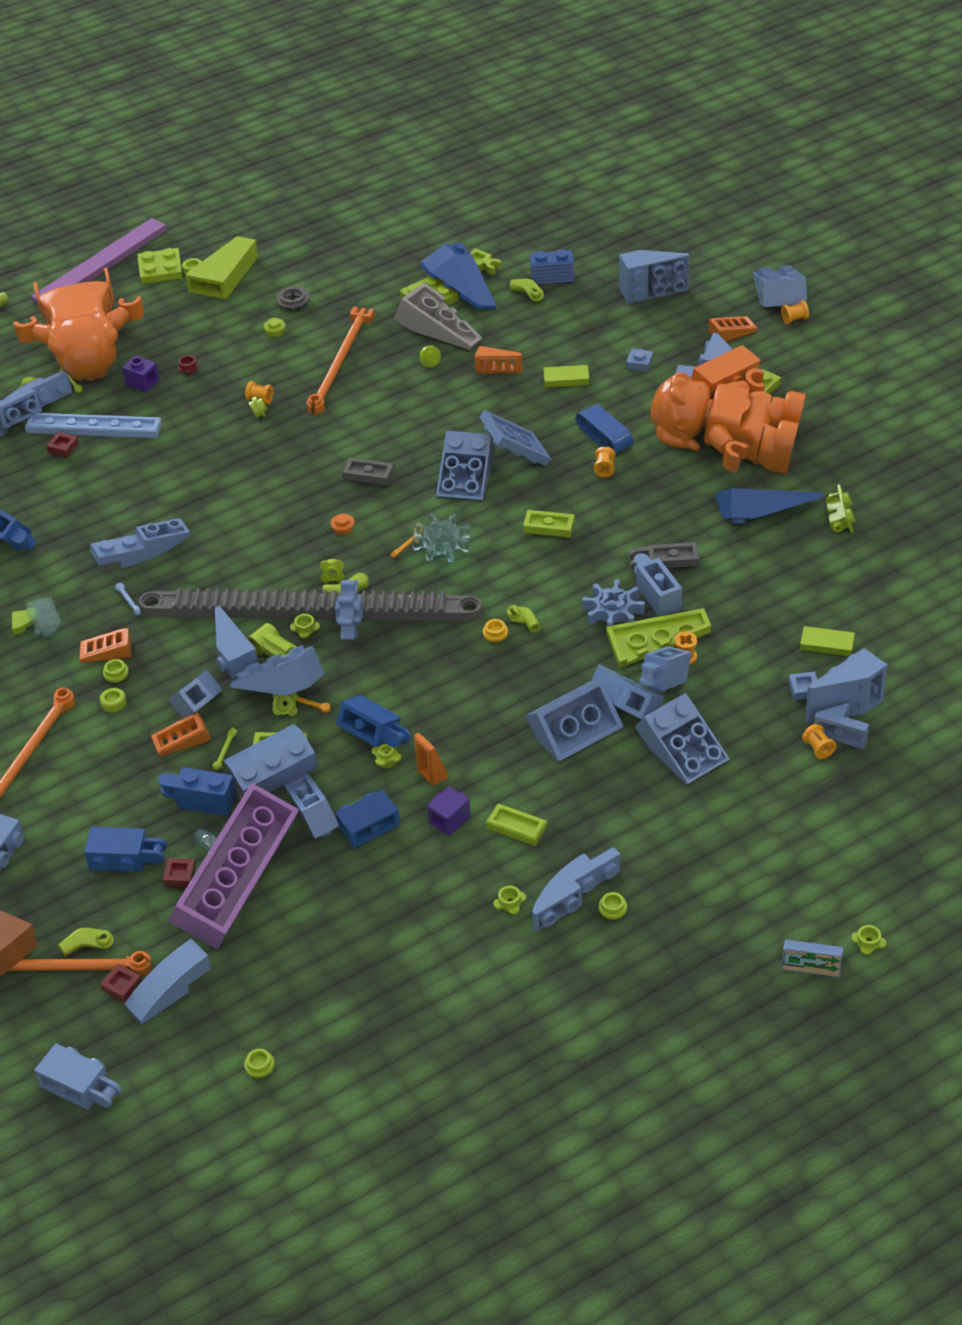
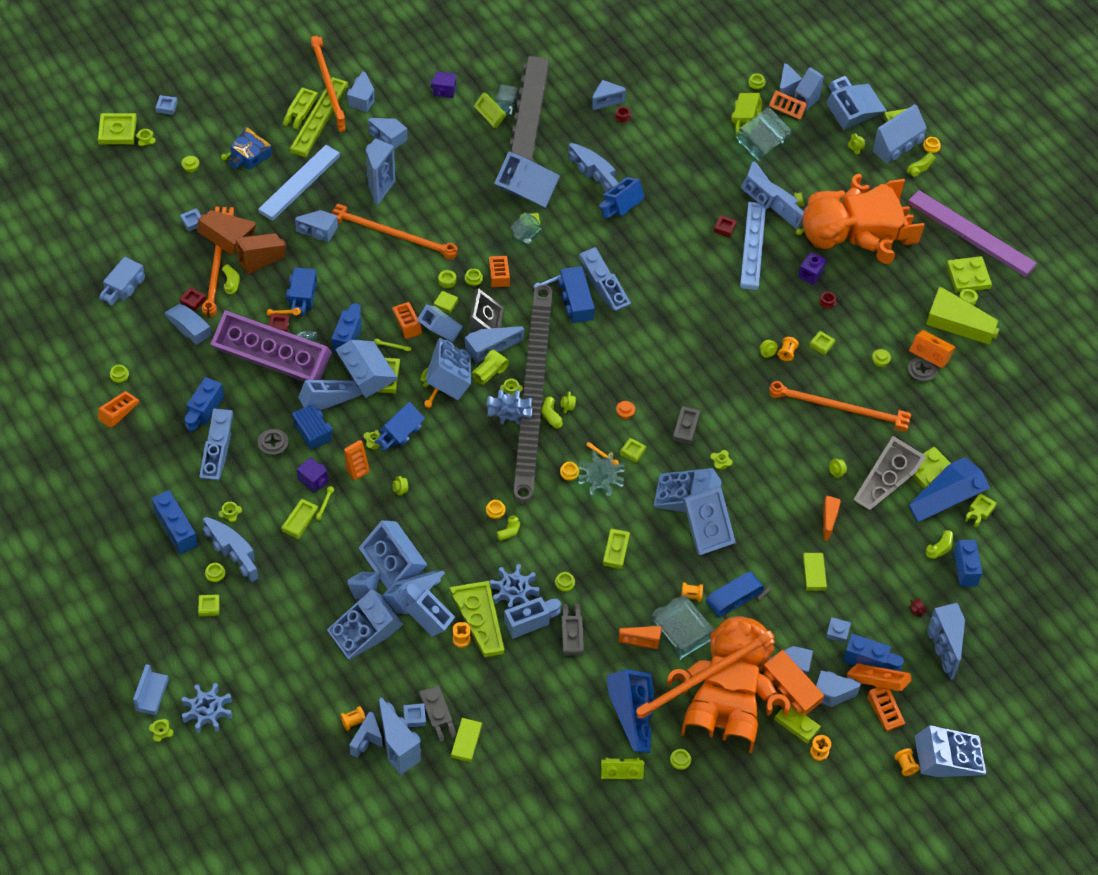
camera: 85 degrees right, 10 degrees up
(44, 903) = (259, 251): none -> dark orange slope
(154, 698) = (446, 302): none -> lime tile
(158, 568) = (576, 294): none -> blue brick
(165, 845) = (296, 311): none -> light orange hinge
(184, 657) = (485, 312): none -> dark grey slope
(248, 371) = (822, 343): none -> lime tile
(270, 284) = (932, 348): none -> orange brick
(325, 944) = (202, 403): none -> blue brick
(338, 1070) = (111, 418): none -> orange slope
(399, 855) = (280, 439): none -> dark grey gear
(402, 517) = (633, 450): none -> lime tile
(404, 925) = (217, 445): none -> medium blue slope
(418, 445) = (721, 464): none -> lime plate
(435, 567) = (569, 471): none -> yellow plate
(464, 720) = (400, 485): none -> lime plate
(511, 803) = (330, 490): none -> lime hinge
(536, 955) = (174, 522): none -> blue brick
(597, 565) = (565, 581): none -> lime plate
(607, 304) = (917, 607): none -> dark red plate
(620, 742) = (363, 583): none -> medium blue slope
(651, 464) = (683, 625): none -> clear light blue panel
(664, 910) = (209, 605): none -> lime tile
(669, 496) = (641, 636): none -> orange slope
(672, 333) = (871, 653): none -> blue brick
(704, 320) = (879, 677): none -> orange plate
(777, 673) = (437, 711): none -> dark grey hinge
(780, 471) = (765, 640): none -> orange hinge
(790, 367) = (815, 747): none -> light orange bush
(820, 468) = (680, 759): none -> lime plate
(830, 889) = (200, 704): none -> medium blue gear

